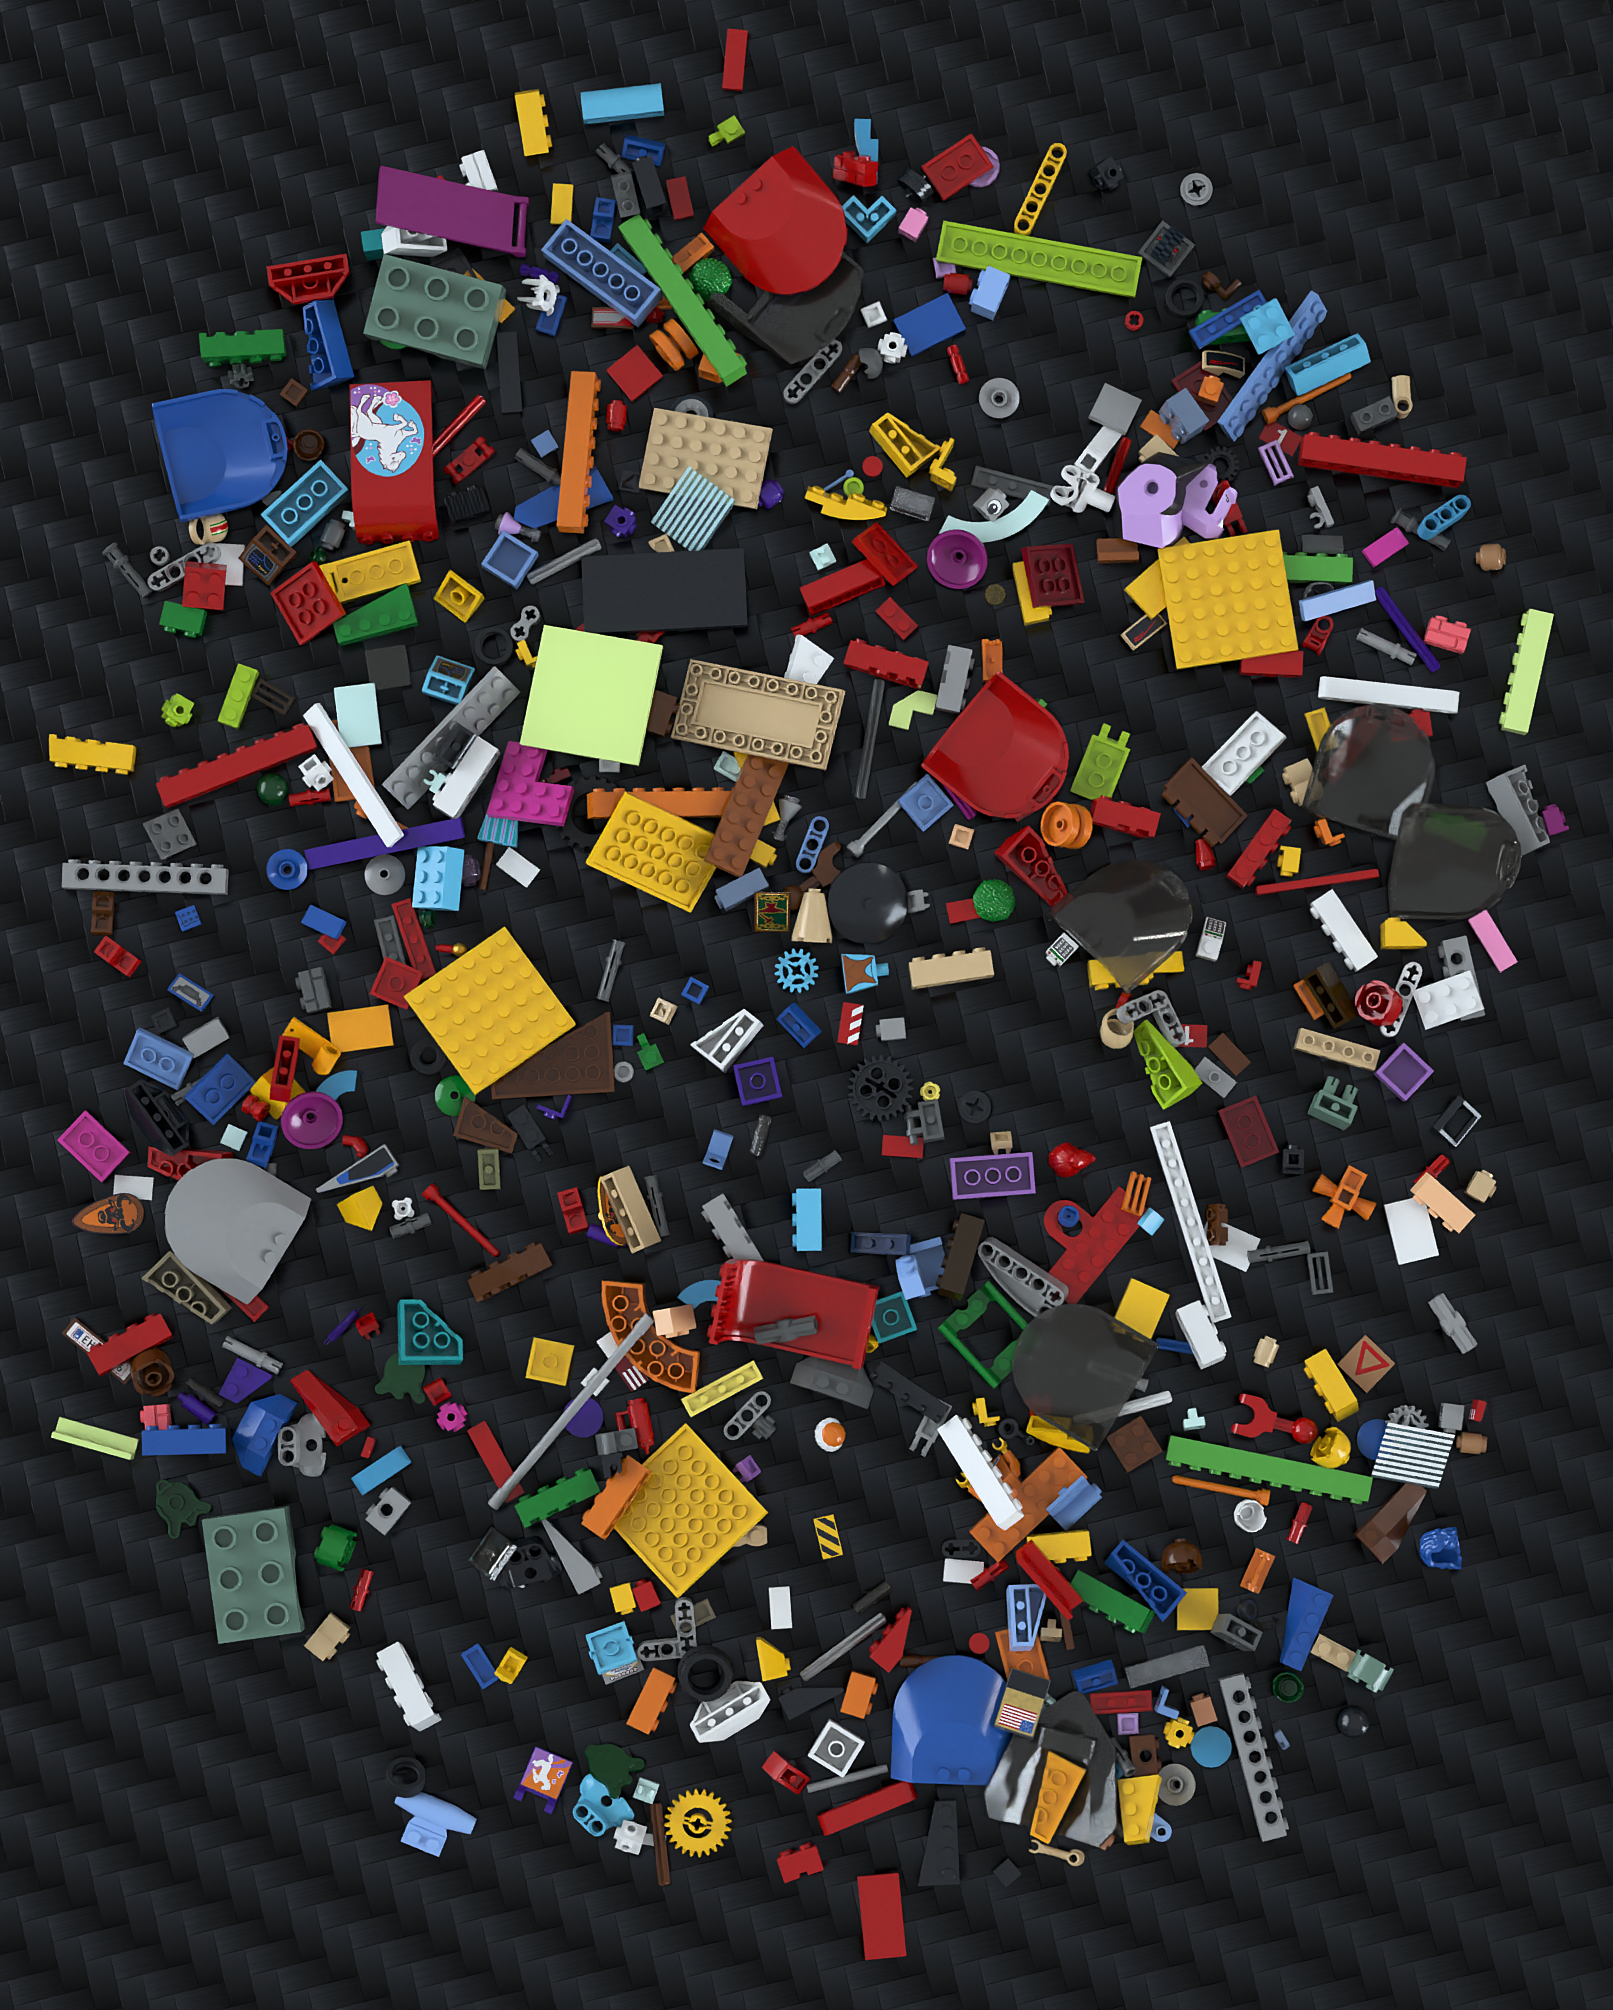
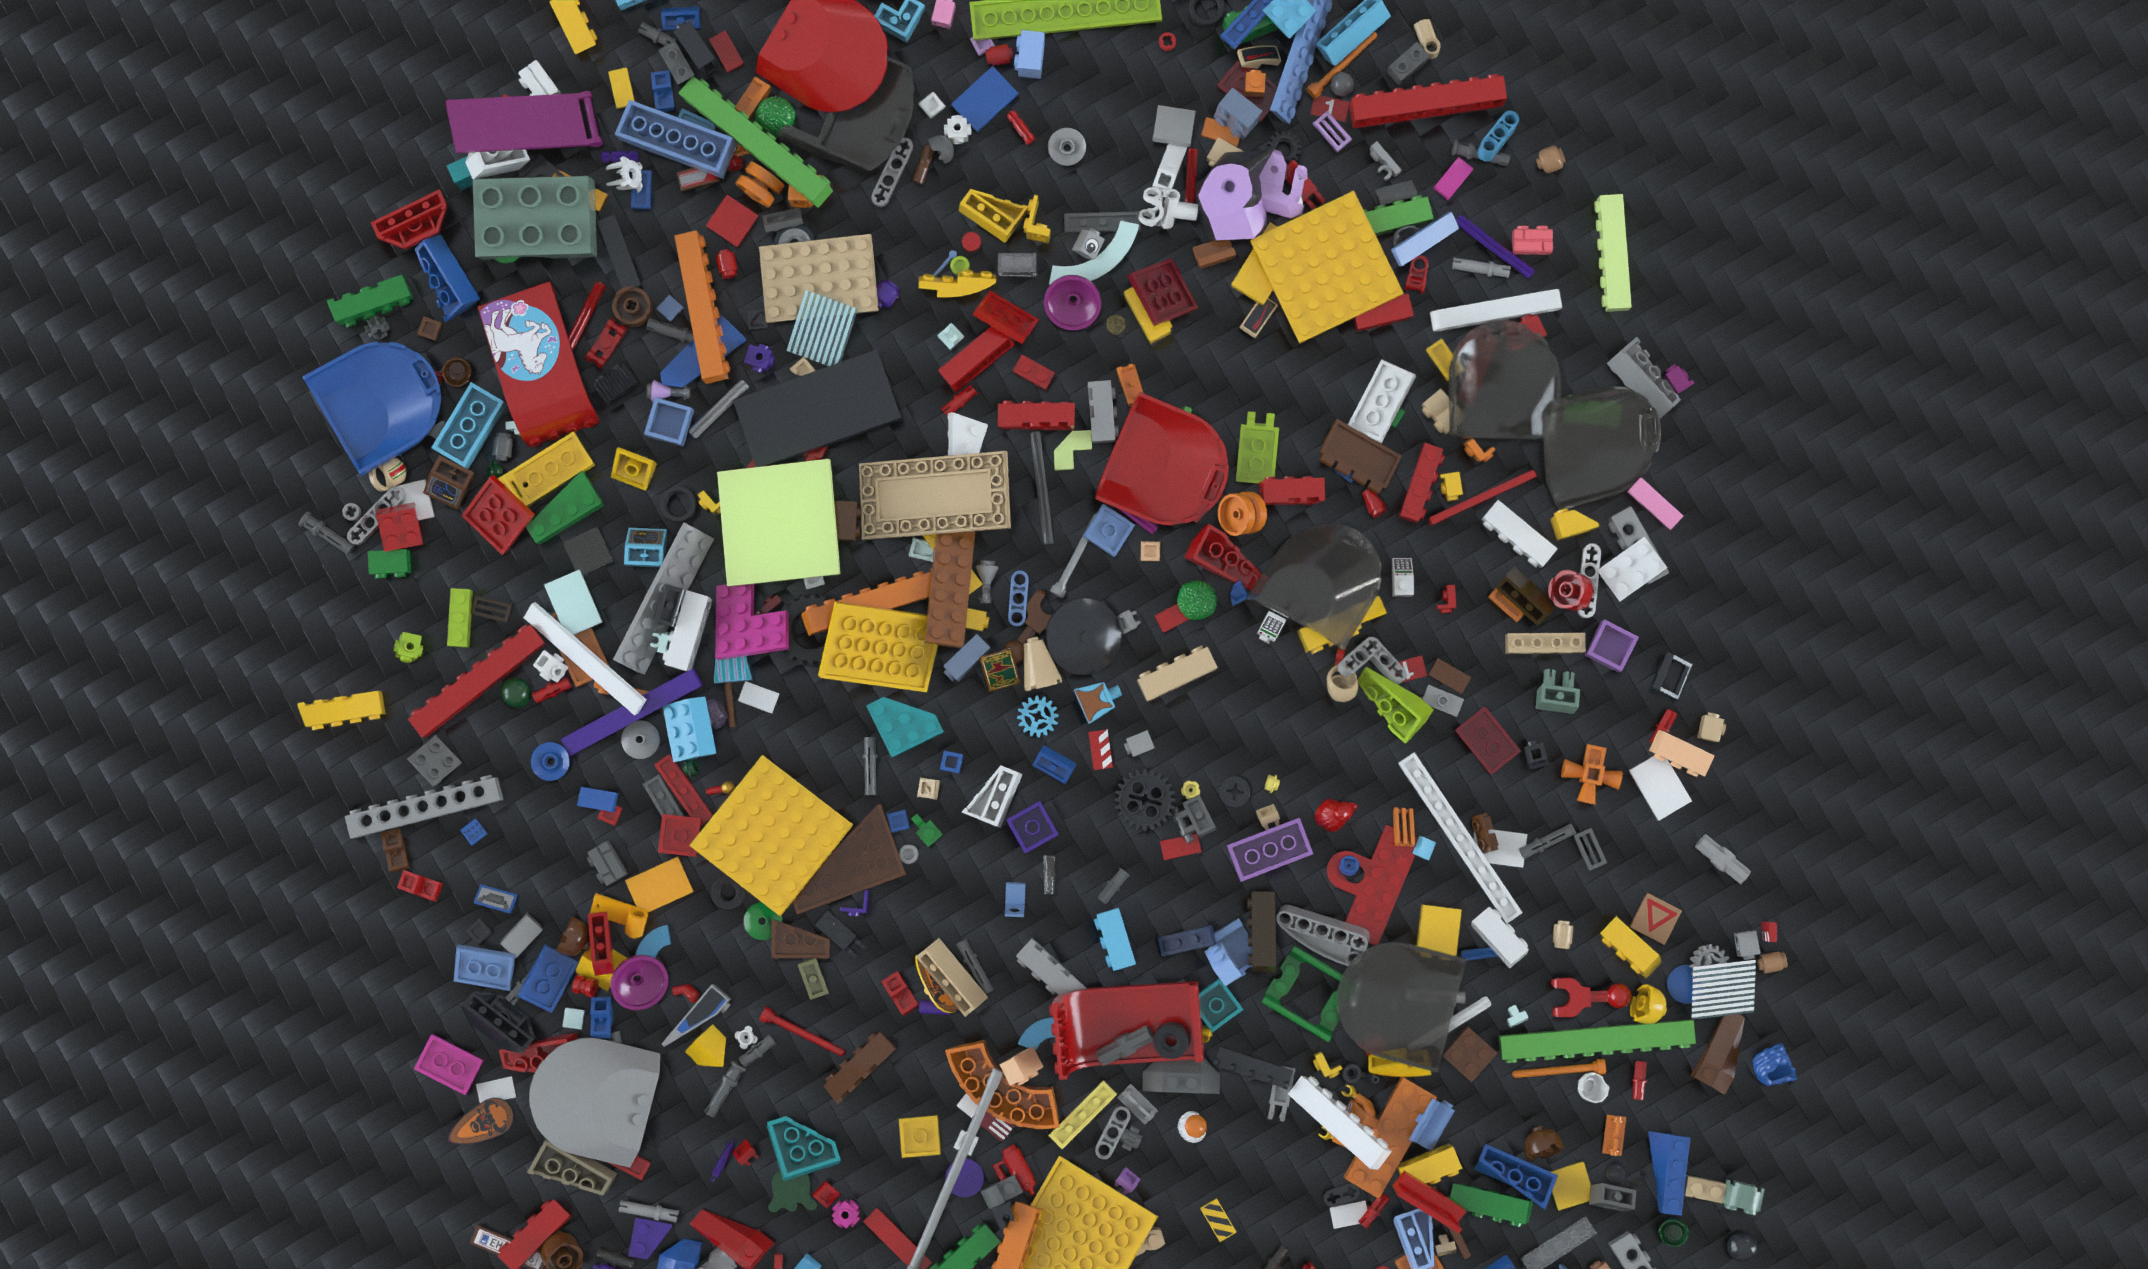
camera: 15 degrees left, 0 degrees up
(258, 1056) = (574, 938): none -> reddish brown cylinder
(373, 1247) = (729, 1080): none -> dark grey pin
(496, 426) = (642, 302): none -> reddish brown brick
(525, 624) = (700, 476): light grey axle -> none
(656, 939) = (903, 725): none -> teal brick
(686, 387) = (782, 219): none -> dark grey plate
(781, 1394) = (1137, 1104): none -> light grey hinge
(823, 1342) = (1171, 1029): none -> black tyre
(1015, 1110) = (1272, 783): none -> light yellow plate
(1038, 905) = (1238, 593): none -> blue tile

